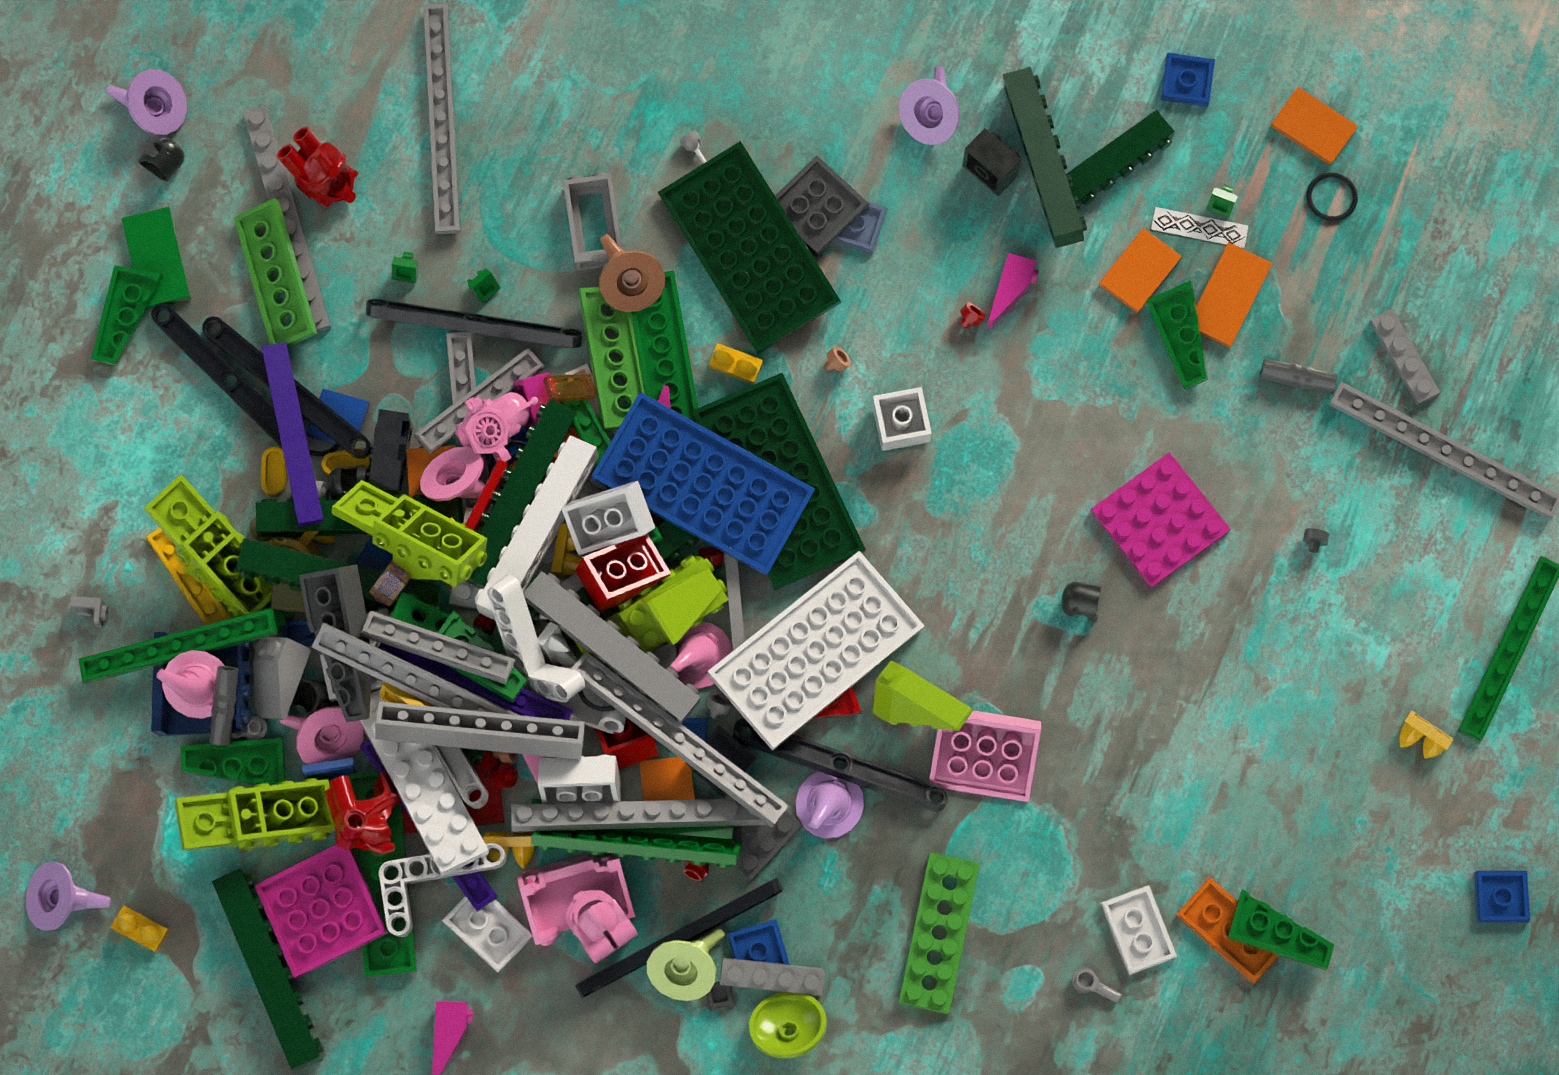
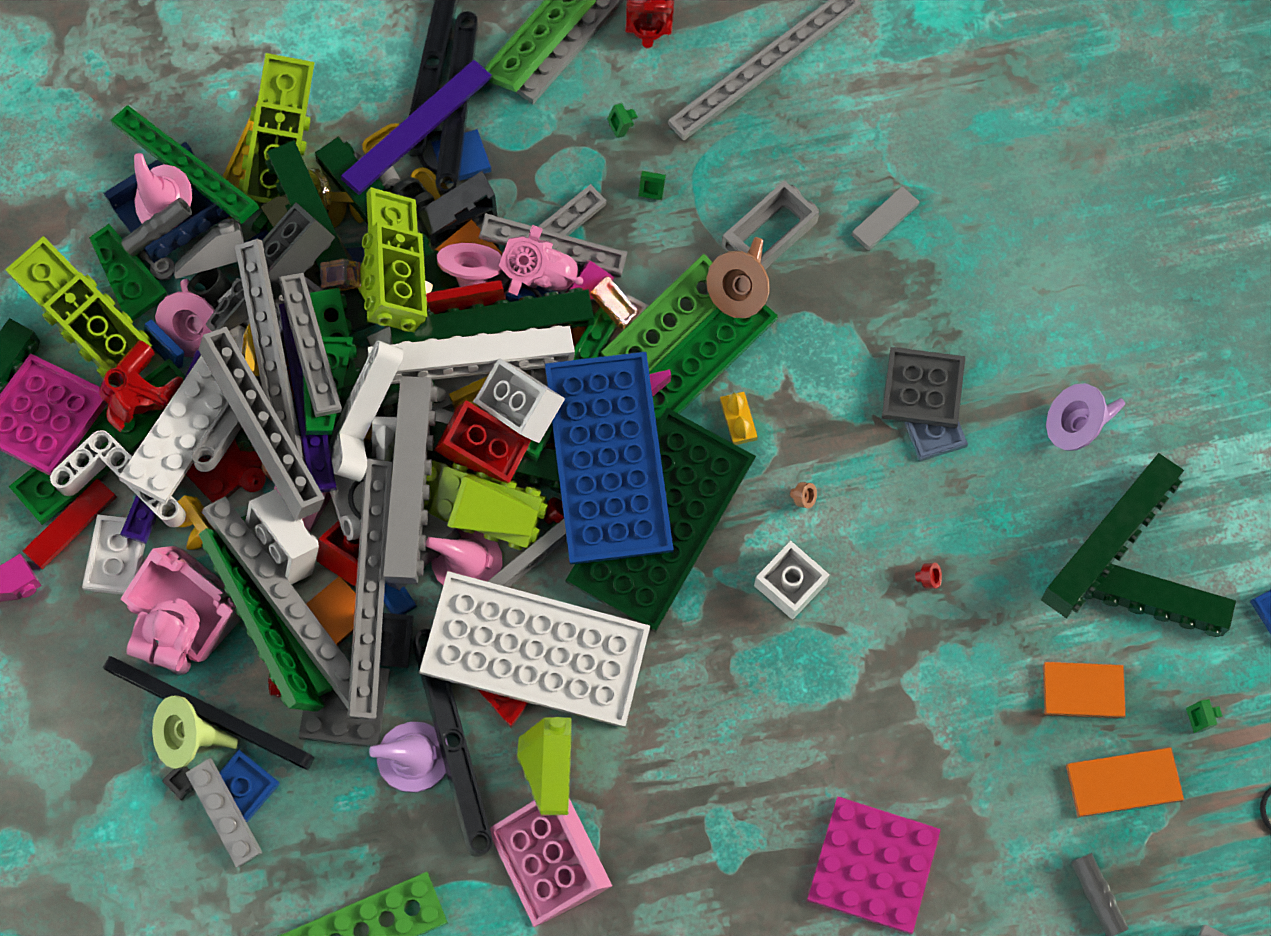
camera: 55 degrees right, 5 degrees down
(87, 605) = (178, 91): light grey bracket -> none
(432, 948) = (69, 524): none -> red tile
(474, 323) = (616, 200): black beam -> none
(650, 127) = (885, 218): none -> light grey tile
(692, 142) = (897, 255): light grey hinge -> none
(718, 704) = (430, 603): light grey tile -> none
(749, 247) = (843, 360): dark green plate -> none
(784, 1015) = (187, 842): lime dish -> none
(991, 161) = (1075, 496): pearl dark grey brick -> none
(1013, 285) = (982, 591): dark pink slope -> none
(1081, 599) = (747, 845): pearl dark grey helmet -> none
(1180, 329) = (1055, 763): green wing -> none
(1199, 227) = (1165, 714): white sticker -> none

